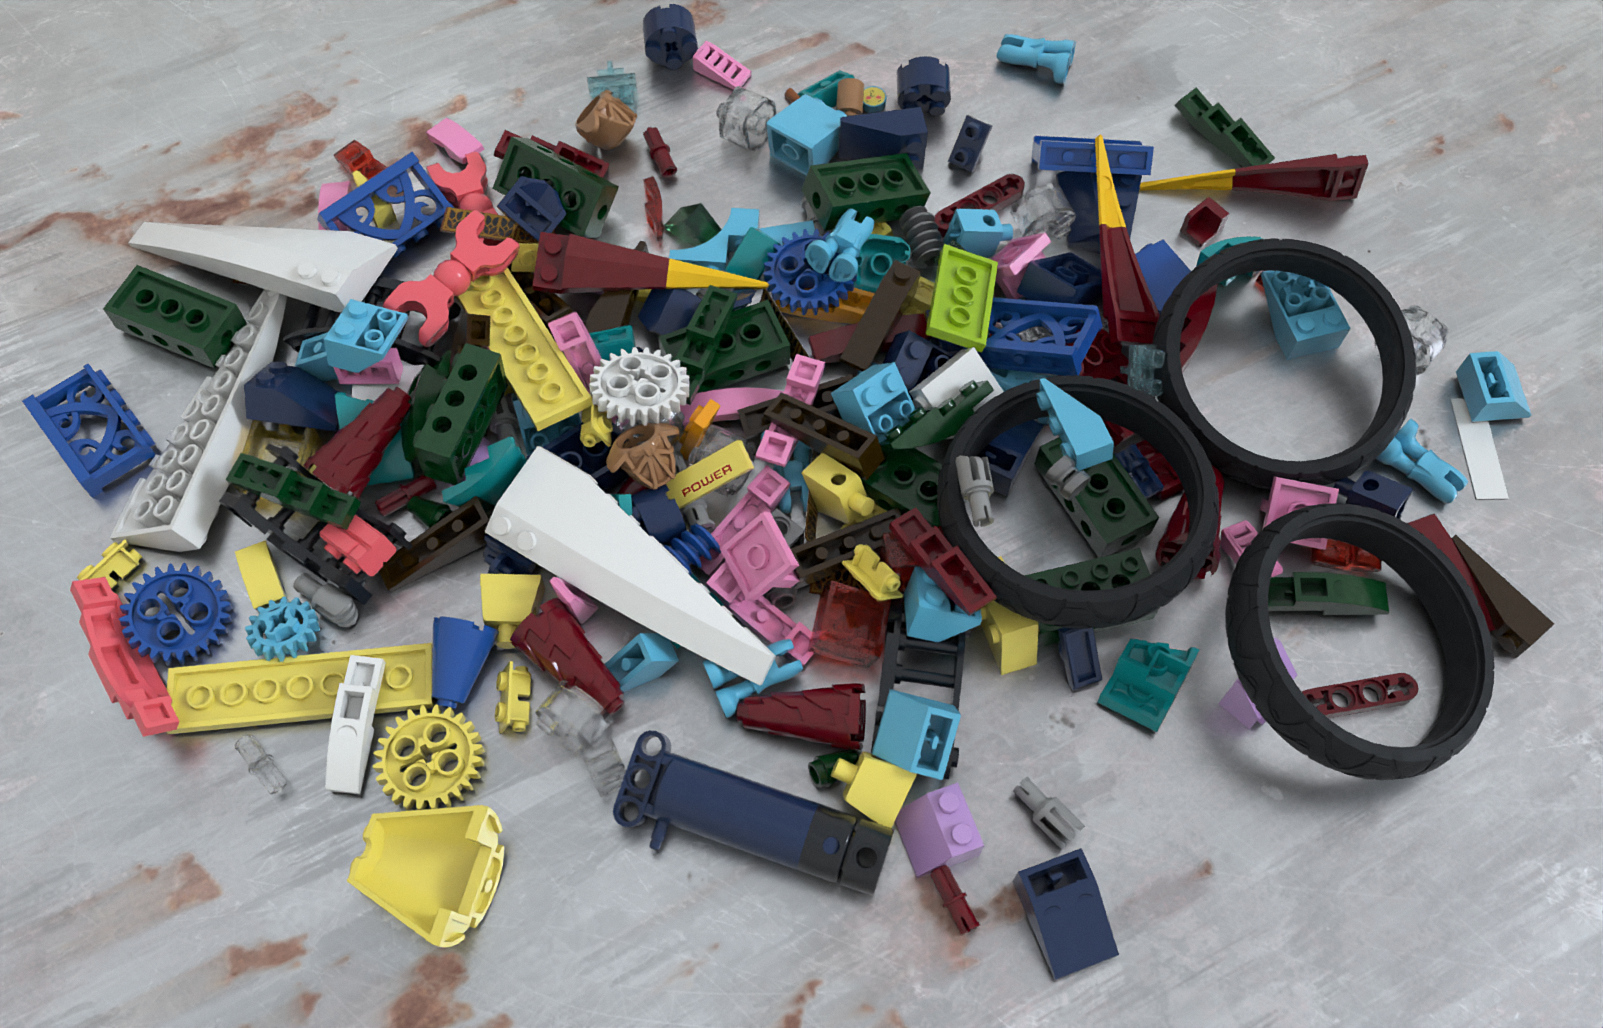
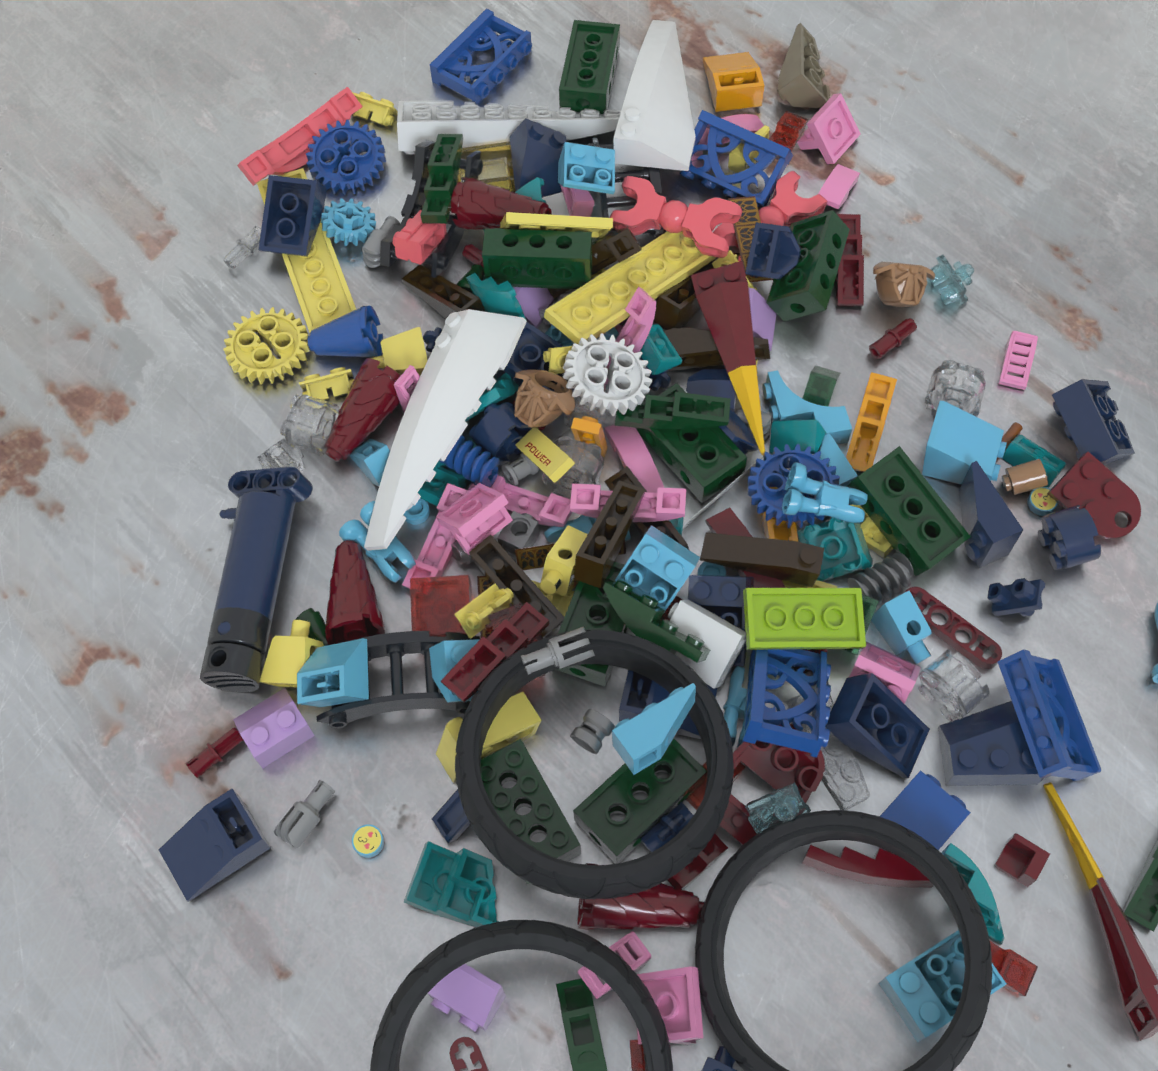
camera: 80 degrees right, 0 degrees up
(253, 688) = (291, 215): none -> dark blue slope
(259, 574) = (390, 195): light yellow slope -> none
(266, 186) = (734, 81): none -> light orange slope
(289, 126) = (801, 74): none -> dark tan wedge
(352, 724) = (280, 283): white slope -> none
(382, 124) = (830, 130): none -> bright pink bracket
(432, 381) = (596, 225): none -> light yellow tile
(432, 868) = (171, 373): light yellow cone -> none
(654, 207) = (822, 353): clear red slope -> none
(669, 36) = (1025, 304): dark blue brick -> none
(740, 193) = (870, 421): none -> light orange slope
(812, 33) = (1092, 420): none -> dark blue wedge
(882, 53) = (1100, 493): none -> dark red plate
(1085, 756) = (368, 841): none -> light yellow tile
(1126, 296) = (886, 775): dark red plate -> none

